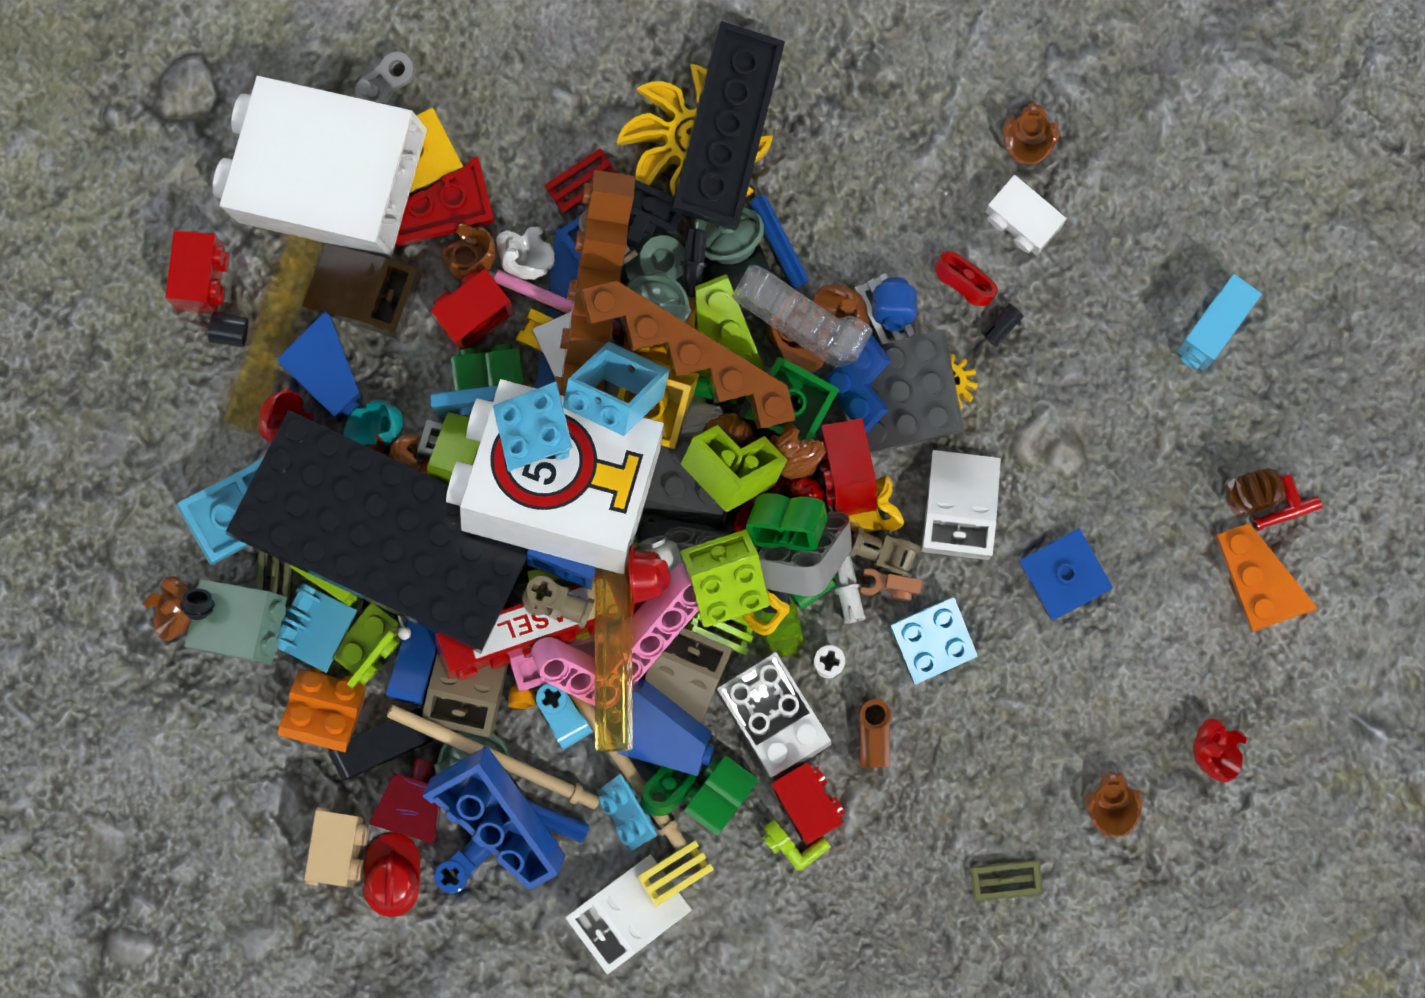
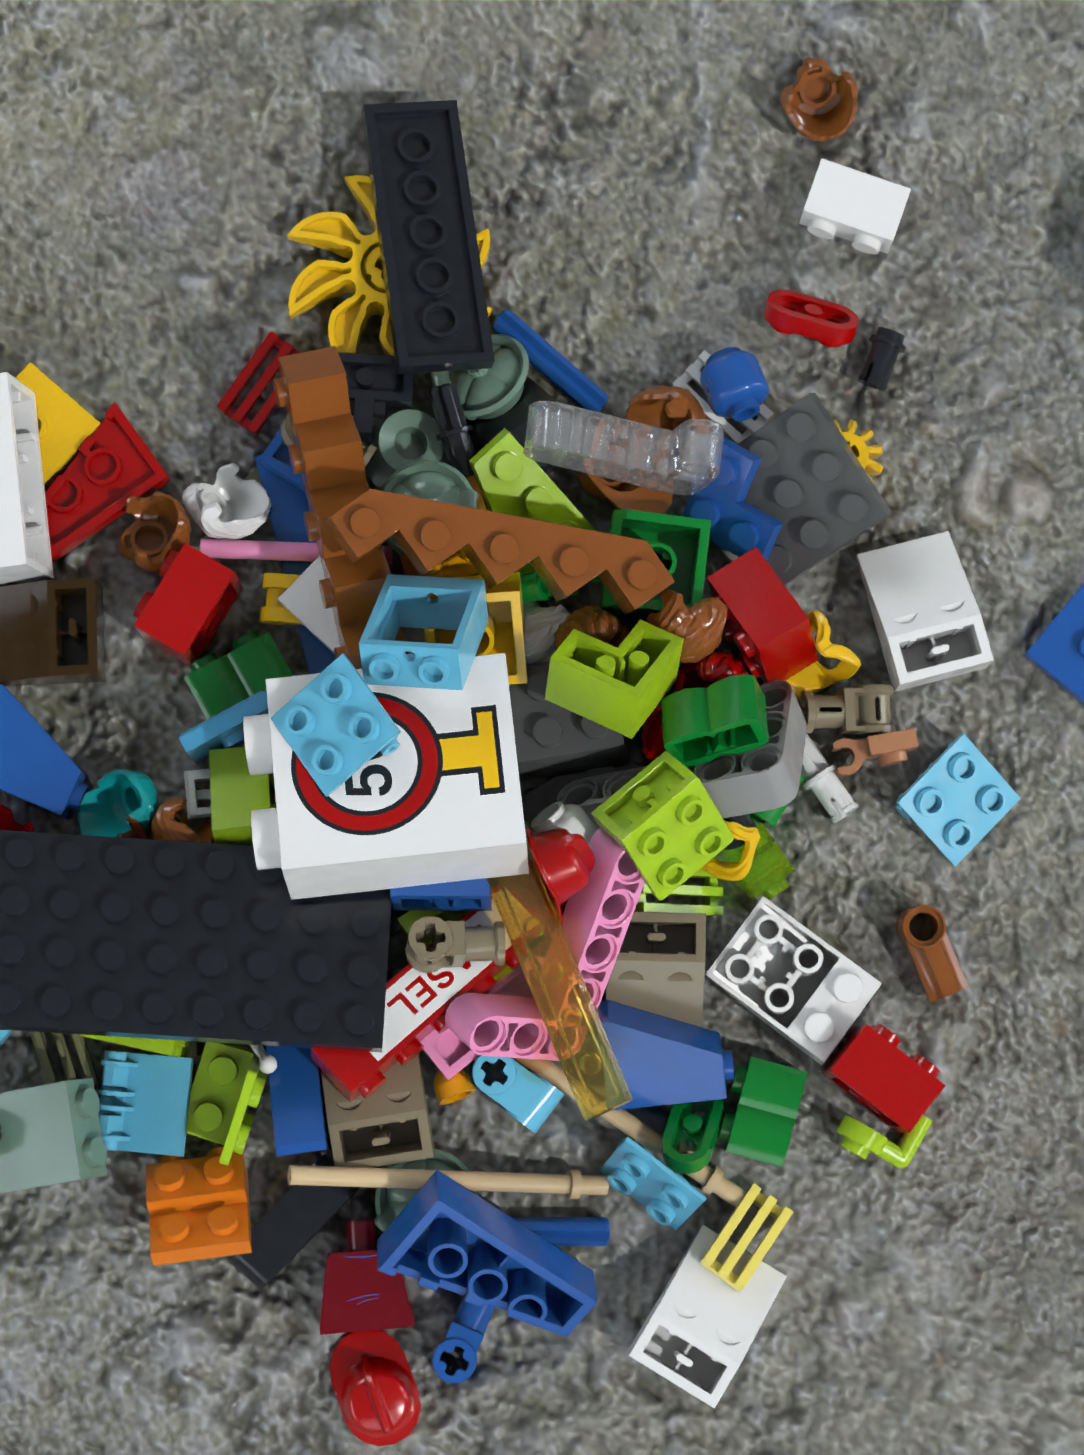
camera: 25 degrees left, 0 degrees up
(336, 849) = (289, 1385): tan brick -> none
(838, 657) = (842, 869): white bush -> none

